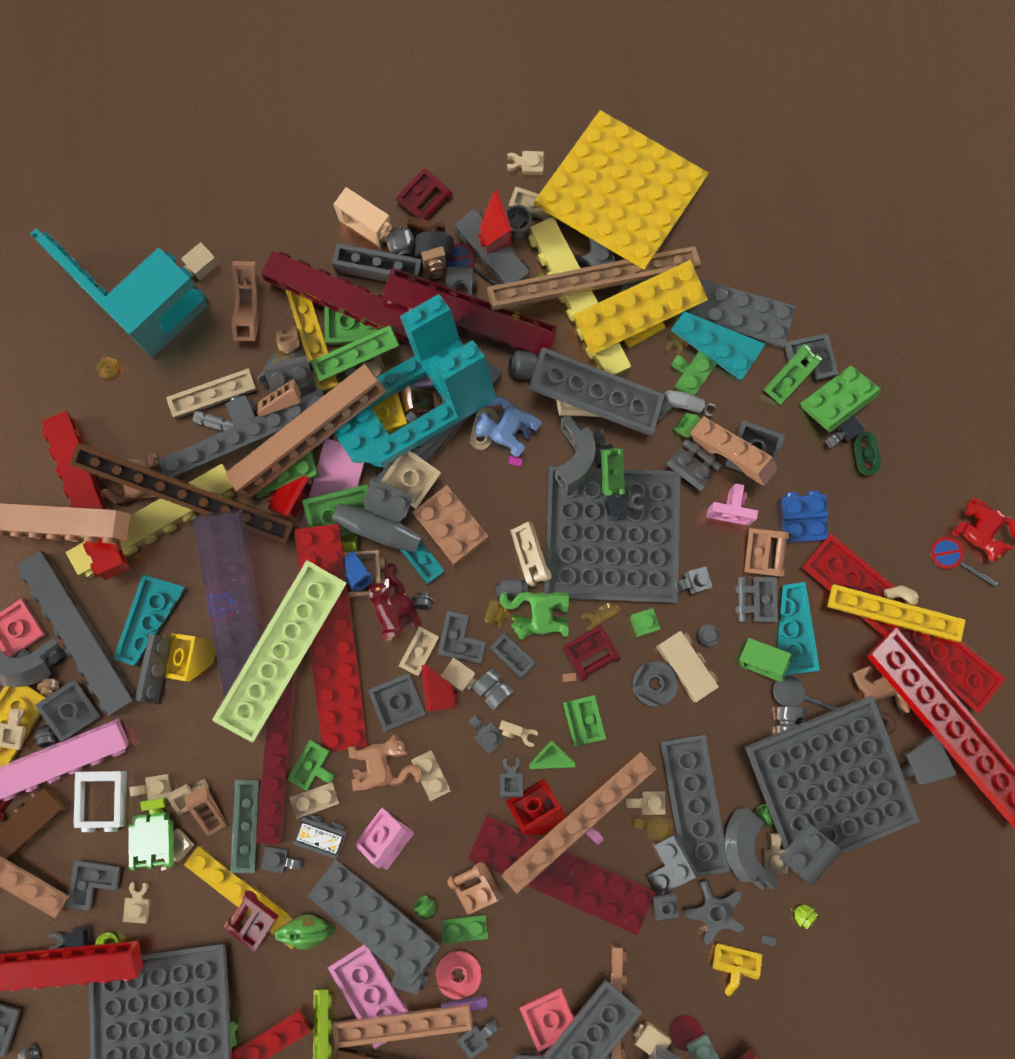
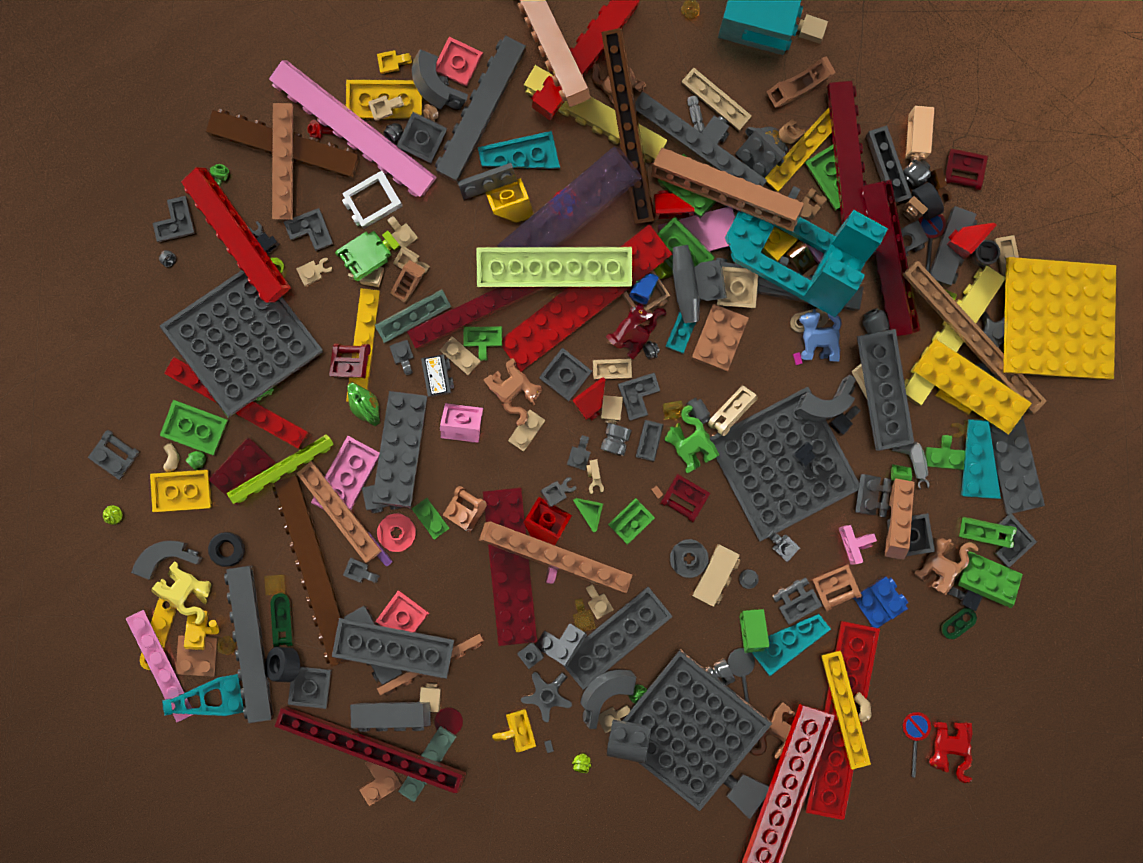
camera: 60 degrees right, 5 degrees up
(282, 398) = (740, 154): nougat slope -> none
(355, 353) = (809, 190): bright green plate -> none
(425, 908) = (429, 481): bright green plate -> none
(530, 162) = (1041, 234): tan plate -> none
(605, 612) = (721, 491): clear yellow plate -> none
(612, 471) = (831, 436): bright green hinge -> none
(645, 622) = (730, 525): bright green brick -> none
(805, 435) = (944, 567): none -> nougat animal

